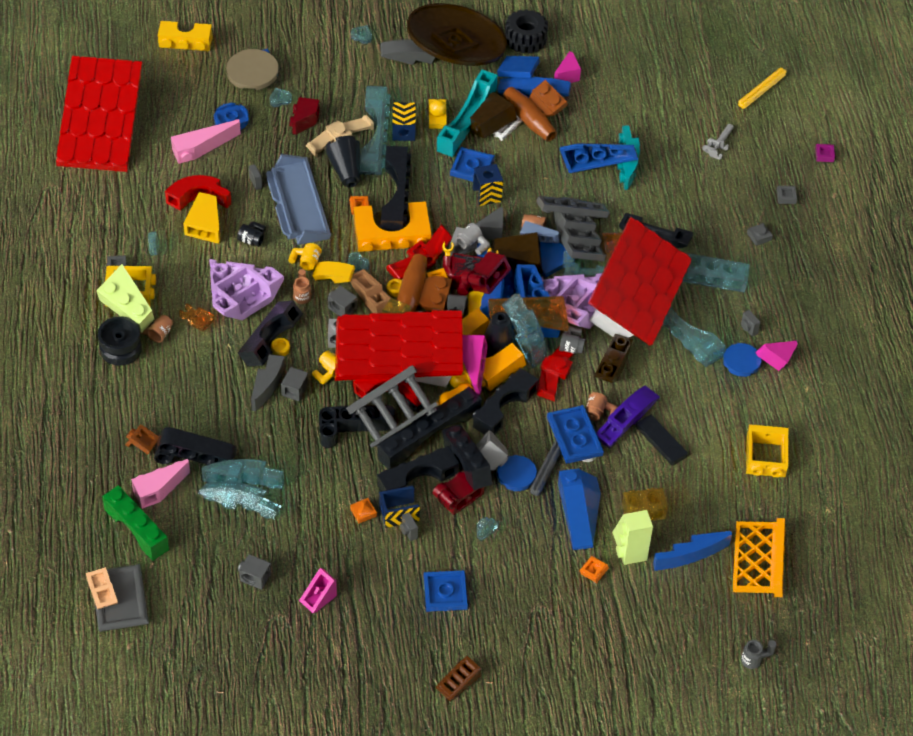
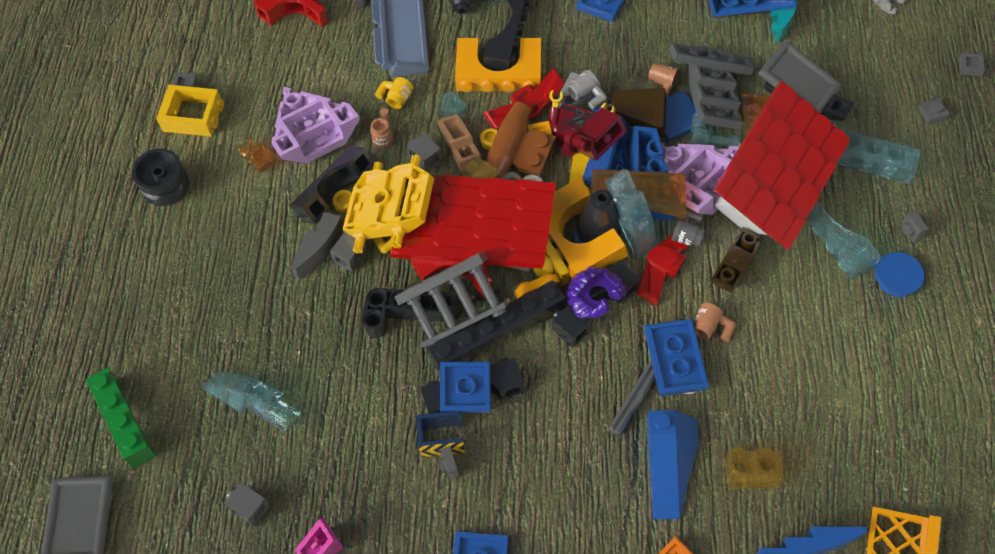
camera: 15 degrees right, 10 degrees up
(101, 588) = (54, 508): light nougat slope -> none
(125, 298) = (175, 127): yellowish green wedge -> none
(142, 438) = (157, 304): dark orange bracket -> none
(153, 243) = (230, 62): clear light blue tile -> none
(158, 484) = (158, 368): bright pink slope -> none
(159, 329) = (209, 165): nougat piece -> none
(192, 447) = (212, 325): black beam -> none
(203, 219) = (291, 37): yellow slope -> none
(242, 471) = (258, 361): clear light blue slope -> none
(252, 234) = (338, 61): black piece -> none
(312, 351) = (371, 218): none -> yellow piece
(336, 271) = (424, 113): yellow slope -> none
(356, 201) = (465, 31): orange tile -> none
(363, 510) = (398, 431): orange tile -> none
(413, 468) = (465, 387): none -> blue tile
(456, 493) = (519, 420): dark red hinge -> none
(457, 303) = (557, 170): dark grey piece -> none
(473, 462) = (536, 379): black arch -> none
(474, 359) = (563, 244): dark pink slope -> none
(486, 527) = (545, 475): clear light blue tile -> none
(489, 183) = (617, 22): piece -> none
(492, 225) = (613, 73): dark grey slope -> none
(493, 450) = (562, 374): light grey slope -> none
(496, 384) = (584, 282): none -> dark purple piece
(517, 473) = (596, 400): blue tile -> none
(545, 234) = (673, 89): sand blue slope -> none
(626, 415) = (745, 338): dark purple slope -> none
(633, 537) = (733, 522): yellowish green wedge -> none
(648, 212) = (801, 75): none -> dark grey piece
(661, 440) = (785, 375): black tile -> none
(767, 435) = (930, 387): yellow window -> none
(777, 353) = (947, 274): dark pink slope -> none

